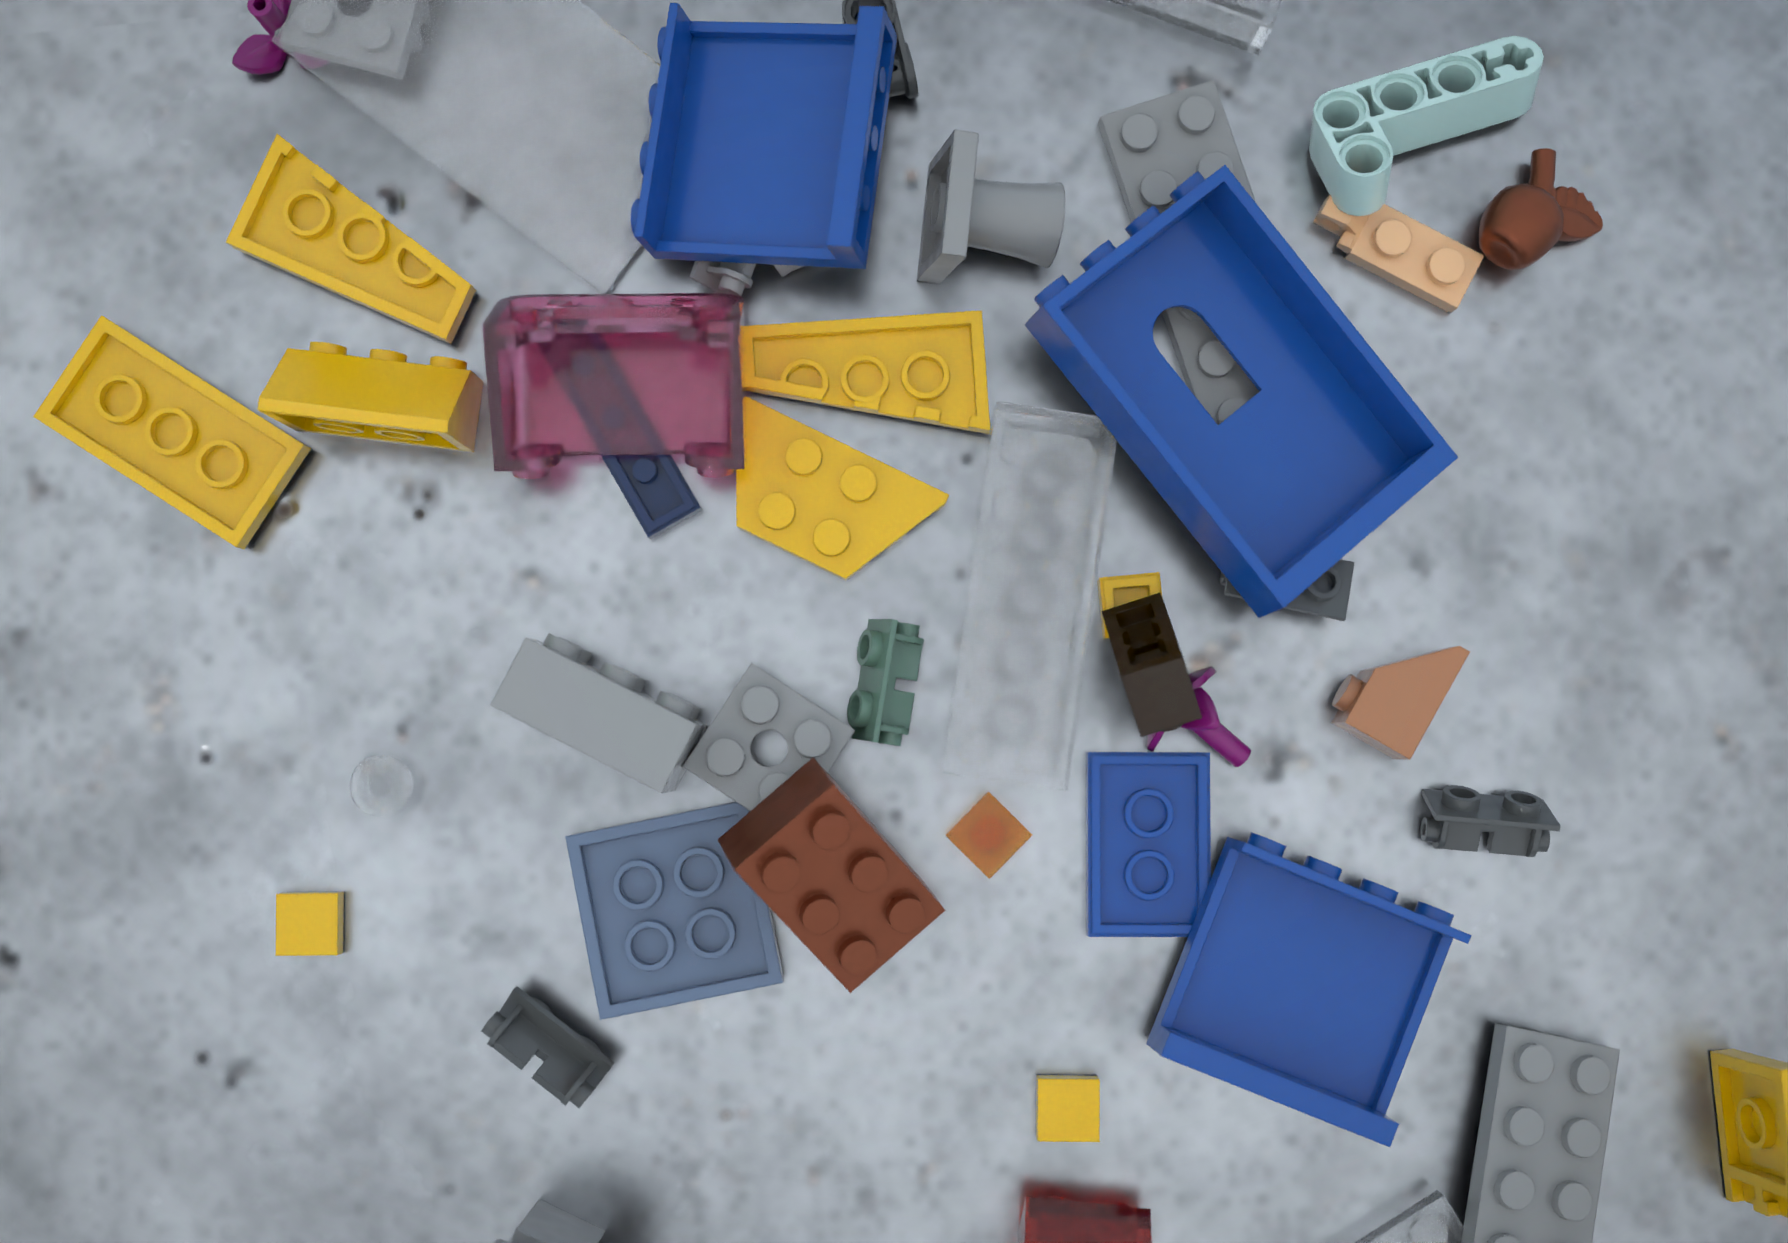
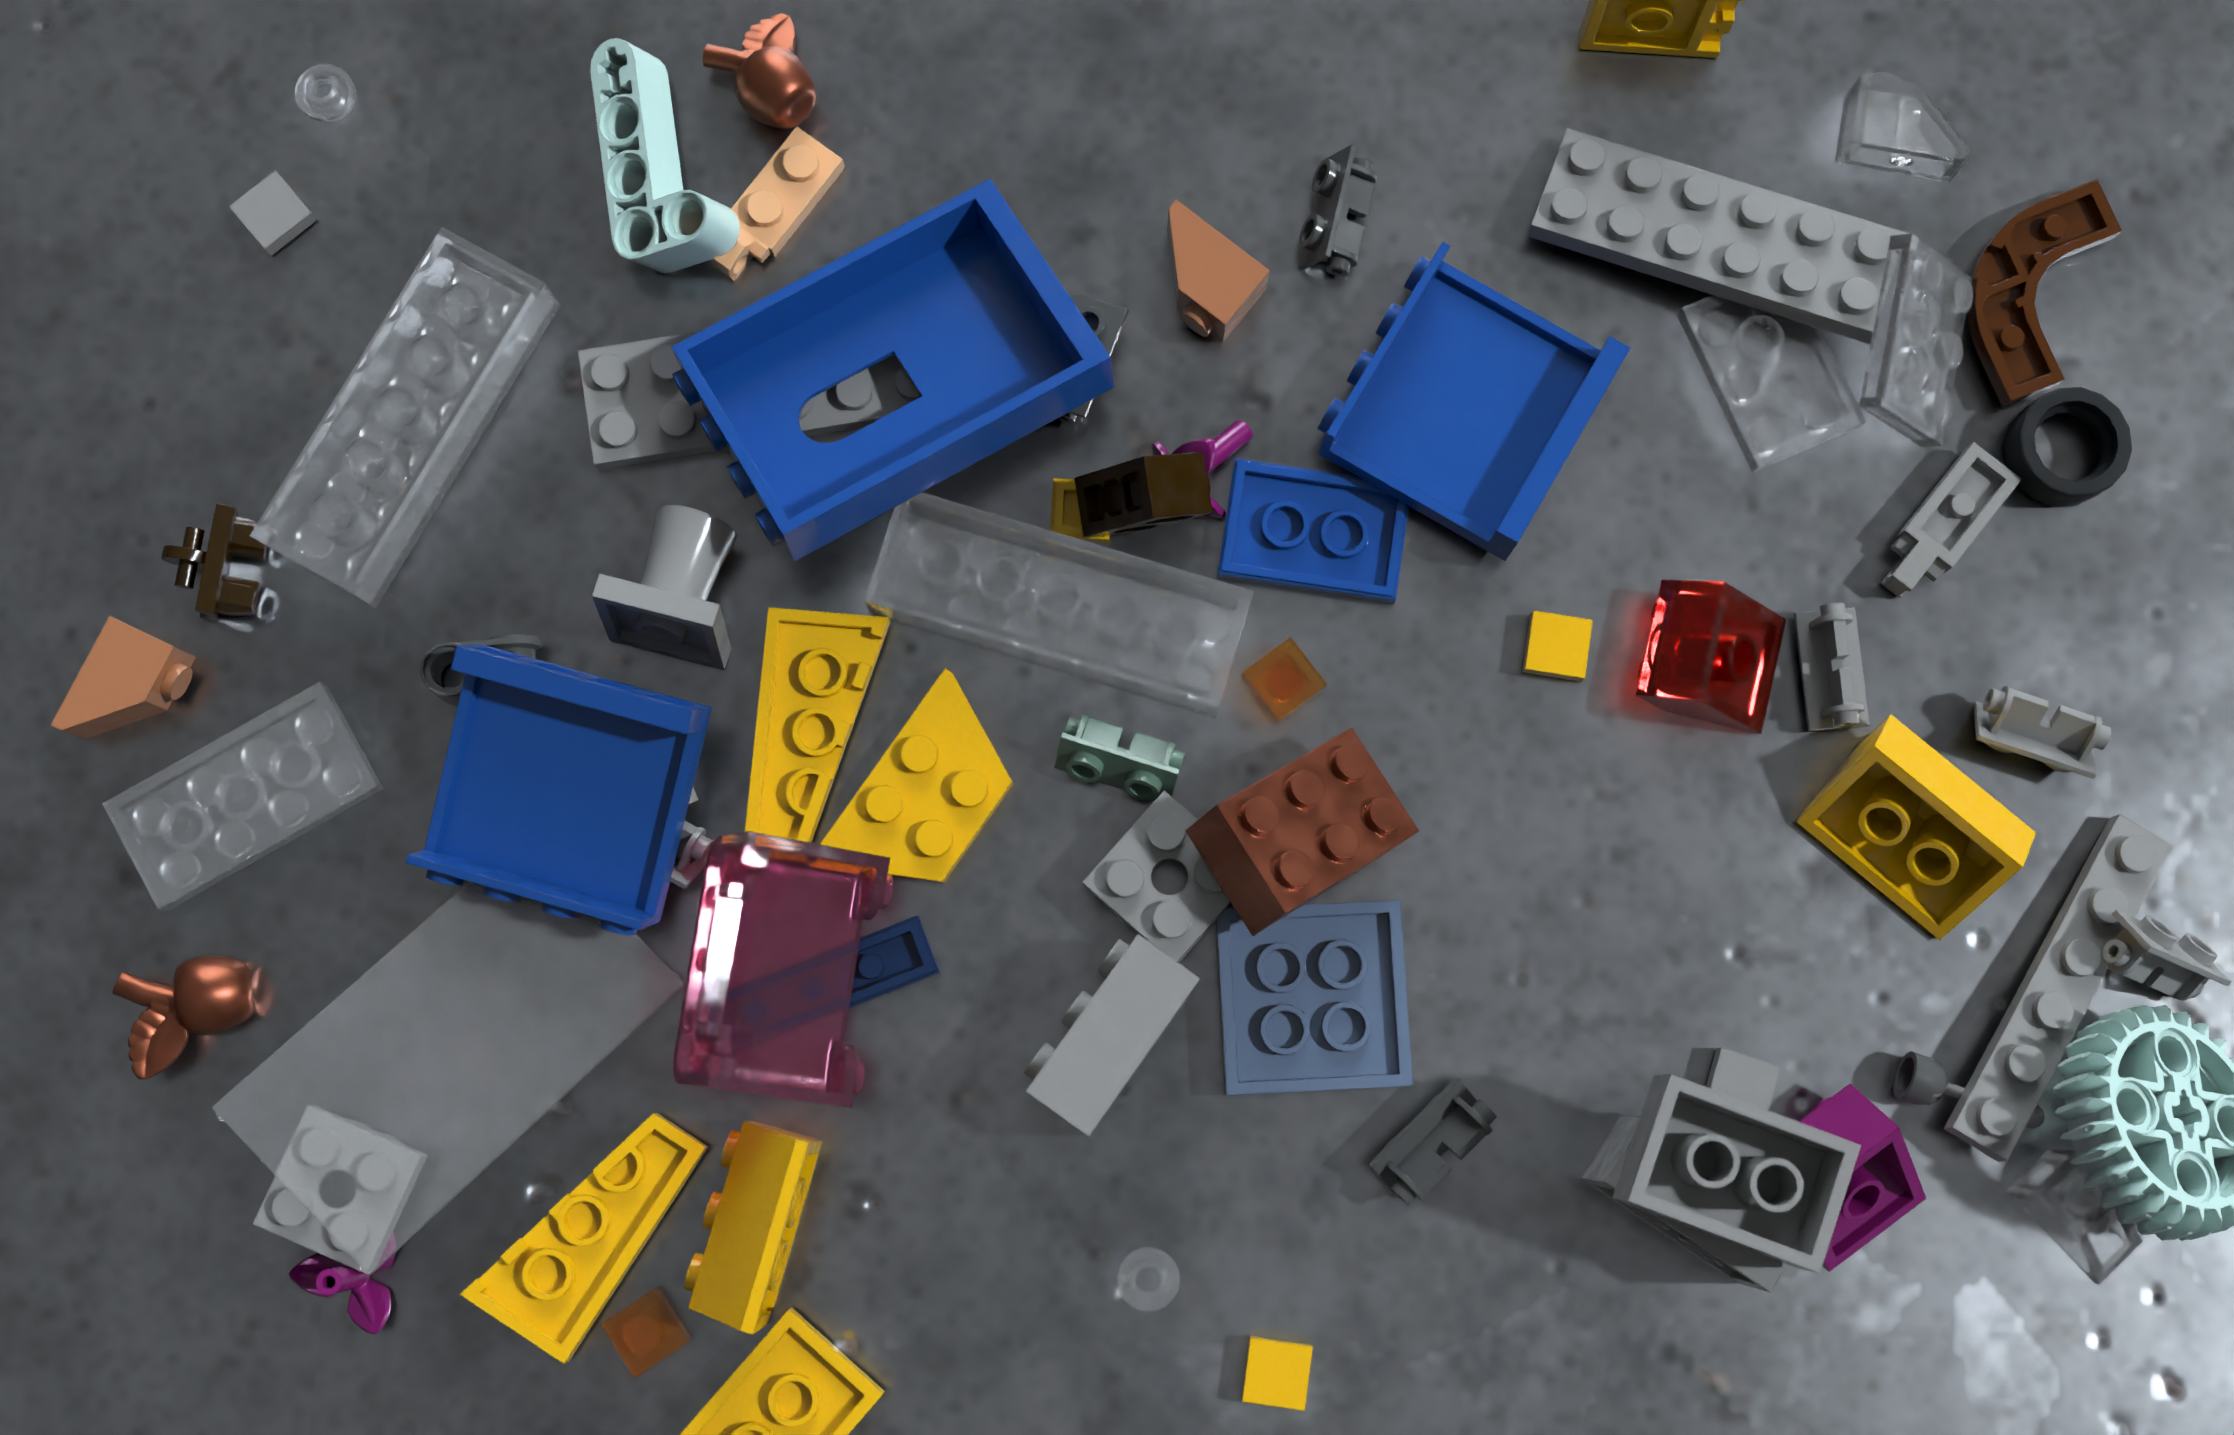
camera: 80 degrees left, 5 degrees down
(269, 315) = (646, 1332): none -> clear orange plate

